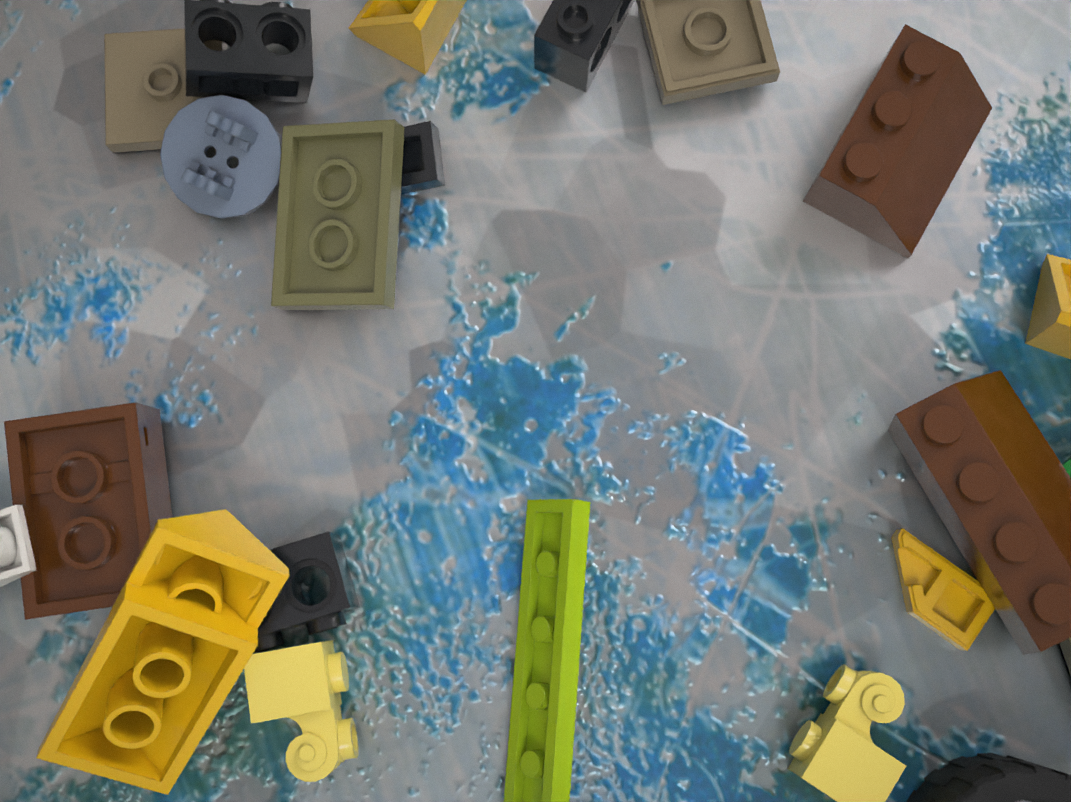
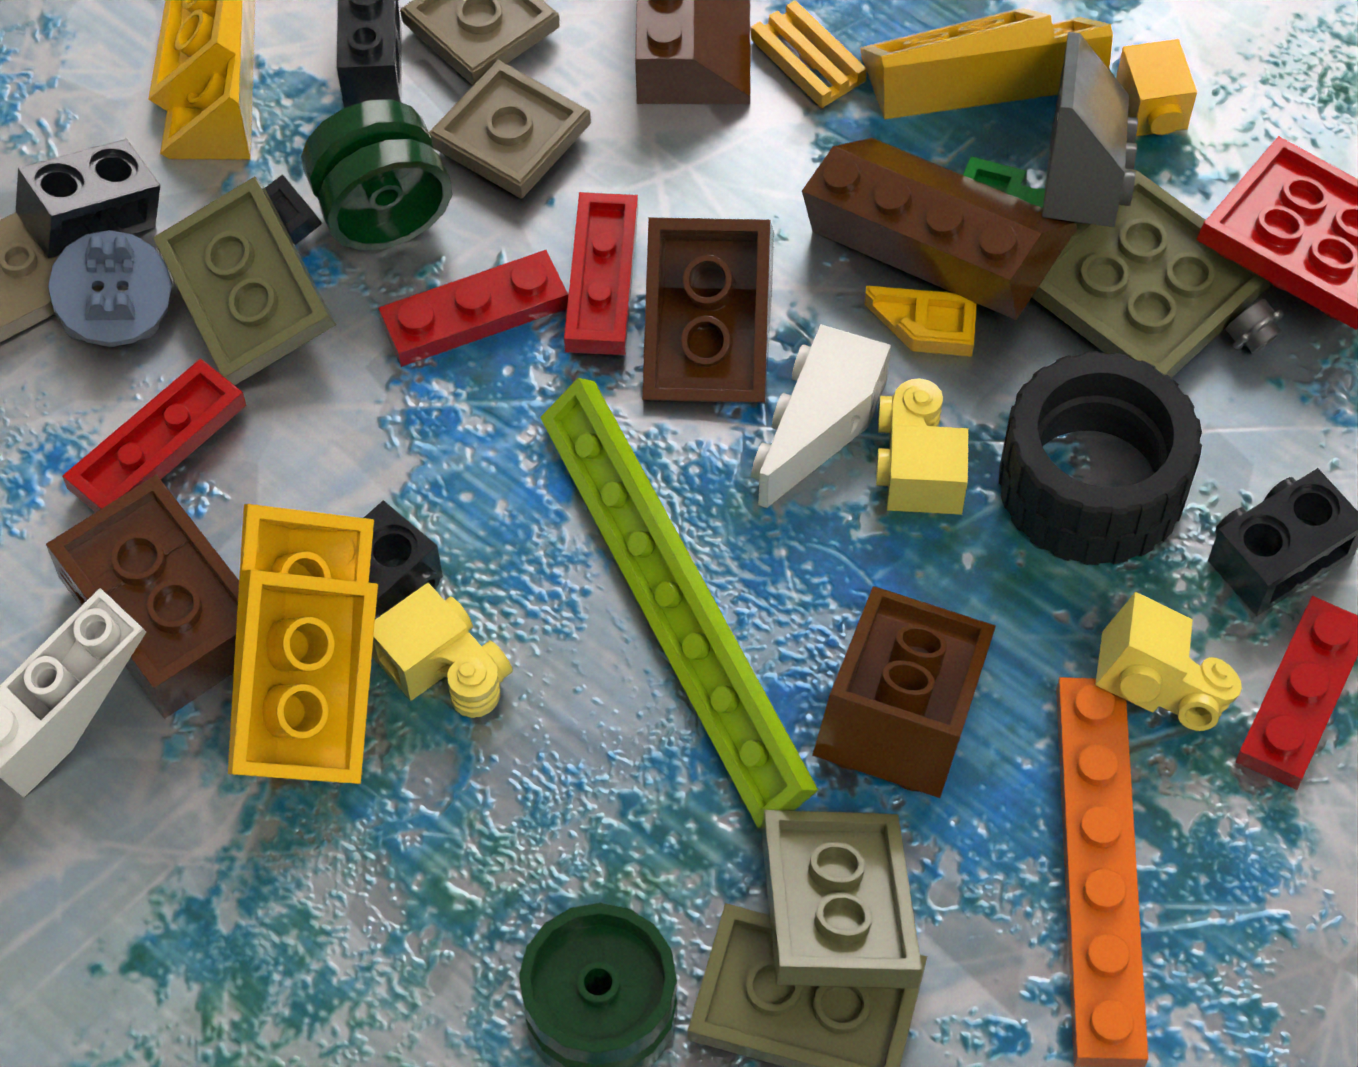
camera: 30 degrees left, 20 degrees down
(181, 336) = (156, 436): none -> red plate
(508, 171) = (376, 175): none -> dark green wheel
(533, 346) = (473, 307): none -> red plate
(665, 378) = (601, 274): none -> red plate
(668, 173) = (510, 128): none -> dark tan plate
(740, 479) = (707, 310): none -> reddish brown slope
(799, 640) = (828, 408): none -> white slope
(1015, 231) = (816, 49): none -> yellow tile

